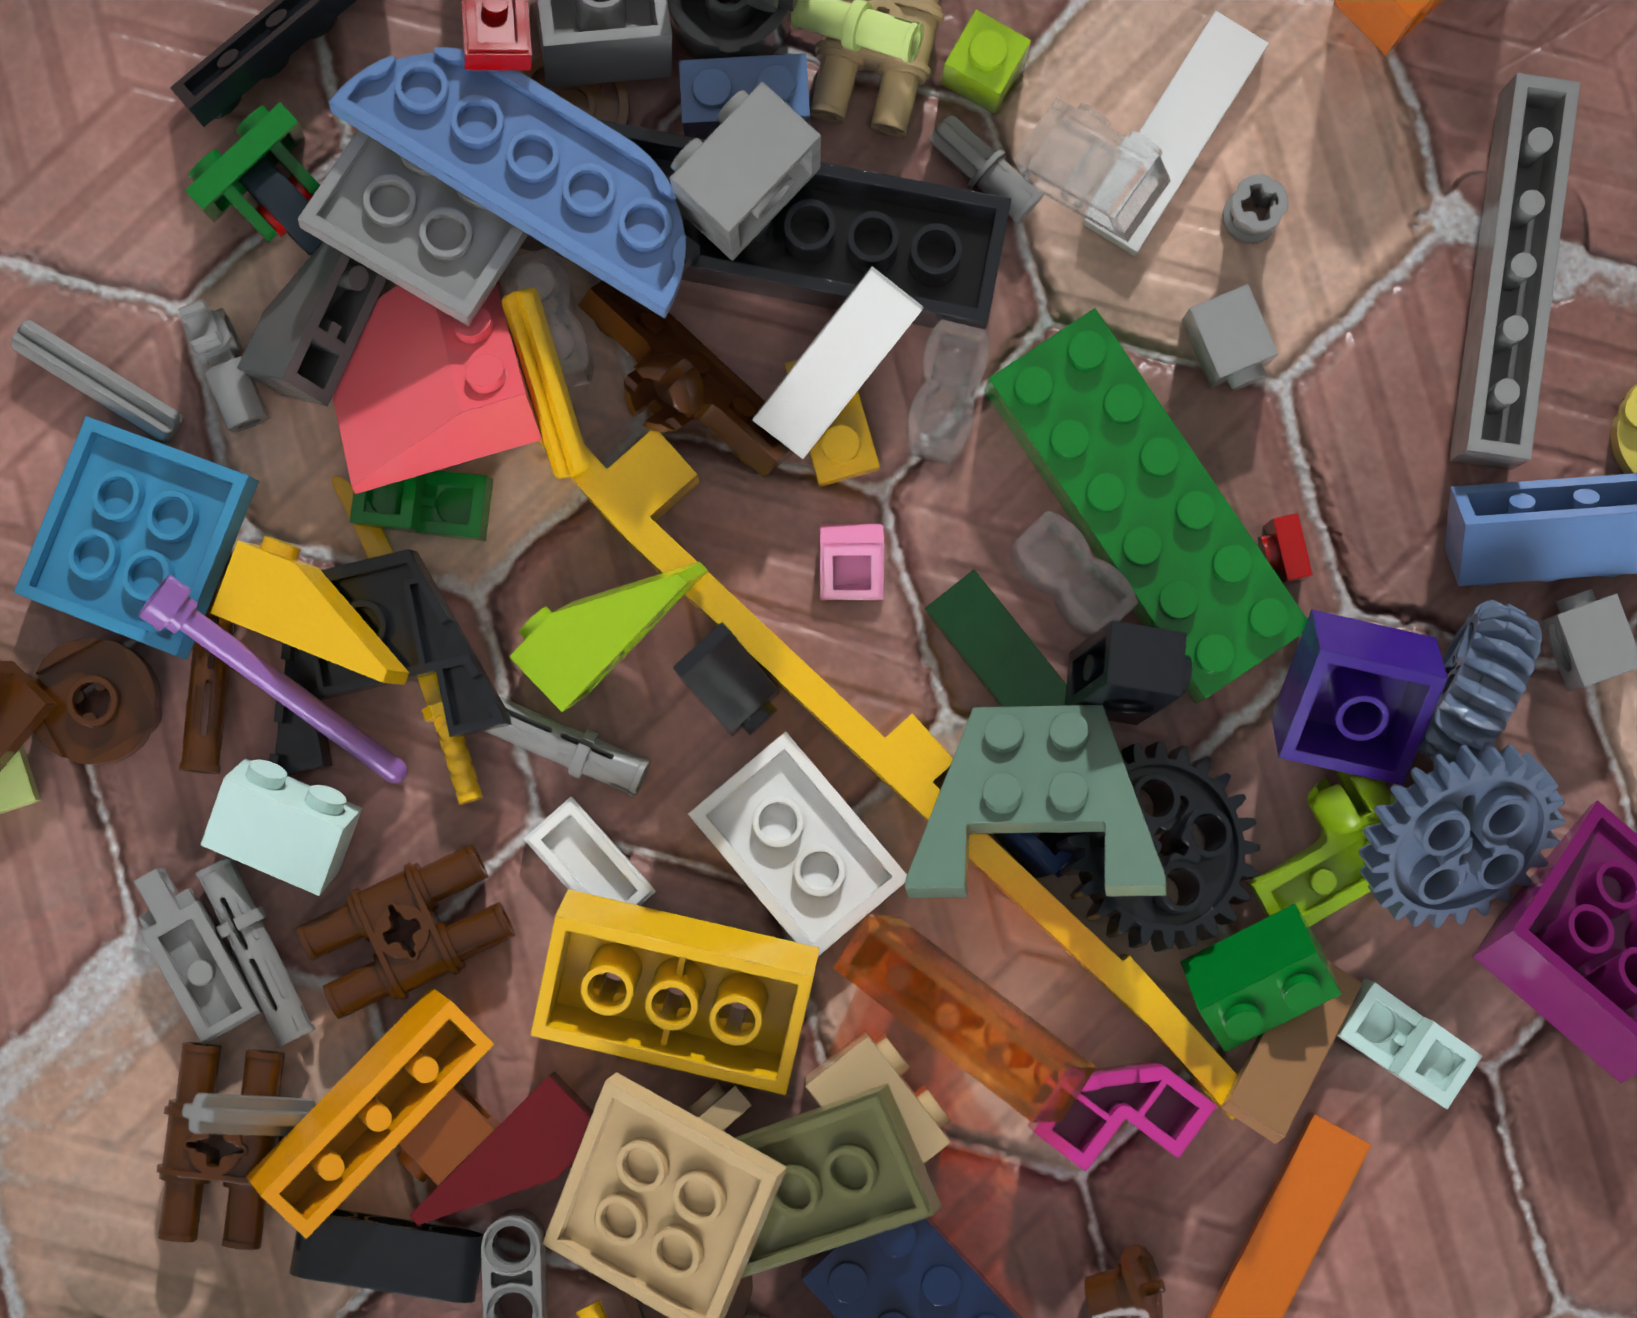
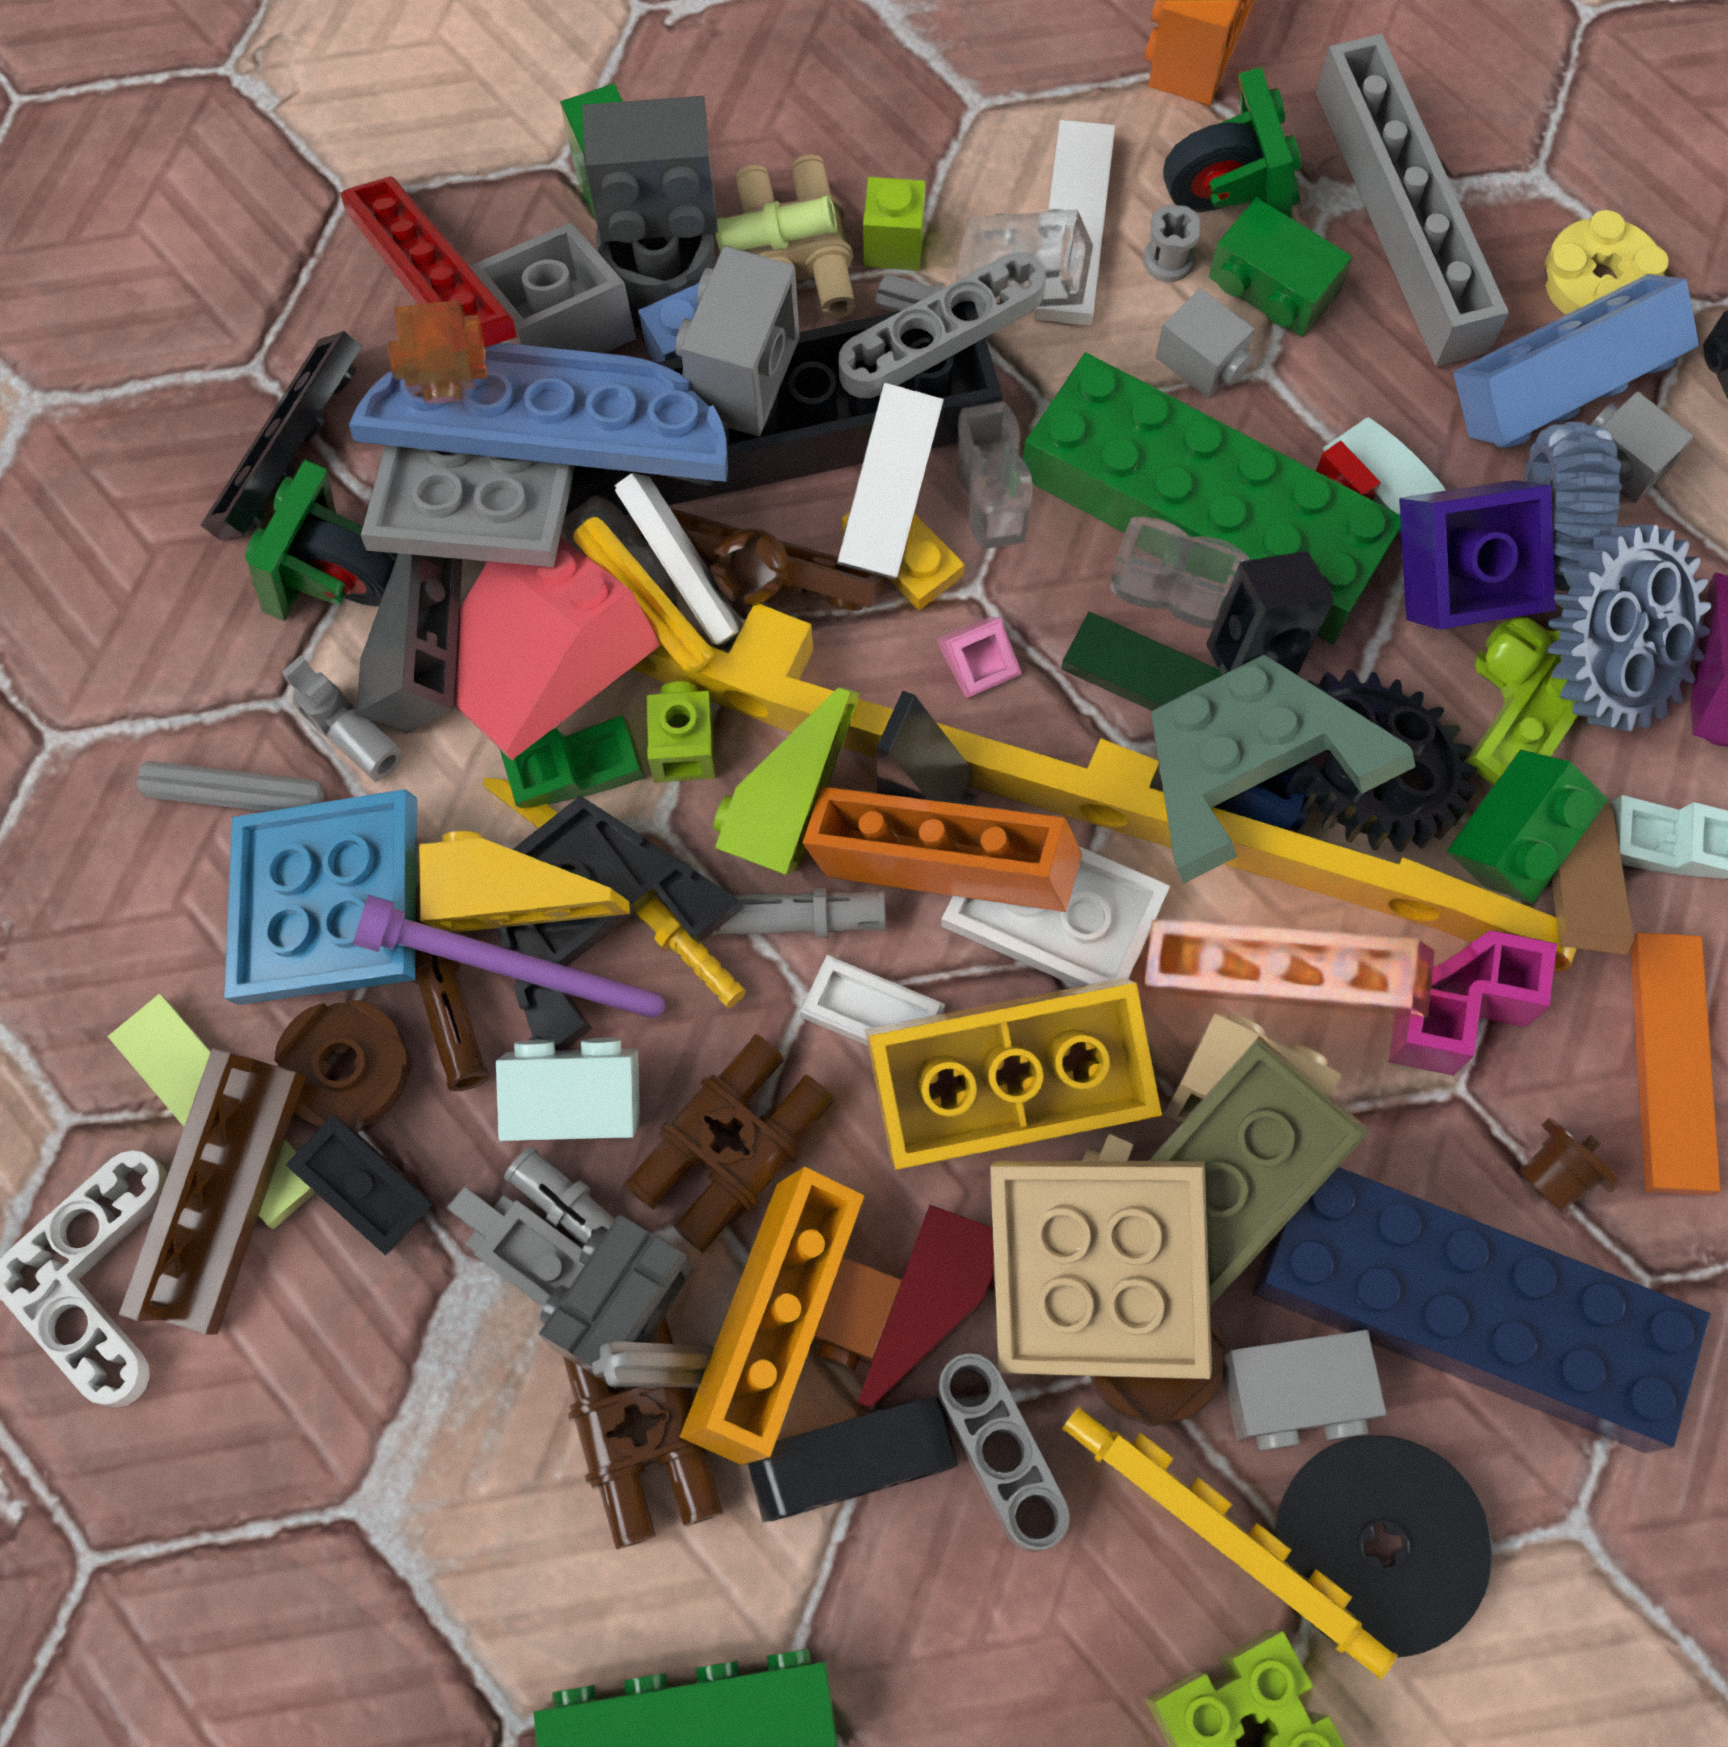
camera: 20 degrees left, 15 degrees down
(67, 823) = (360, 1184): none -> black plate
(240, 1036) = (617, 1295): none -> dark grey brick
(438, 73) = (437, 351): none -> clear orange brick
(536, 542) = (683, 751): none -> lime brick
(600, 360) = (679, 558): none -> white tile
(710, 760) = (944, 848): none -> orange brick
(960, 213) = (936, 317): none -> light grey beam
(1337, 555) = (1390, 462): none -> light aqua slope
(1346, 286) = (1279, 267): none -> green brick
(1364, 154) = (1239, 156): none -> plate

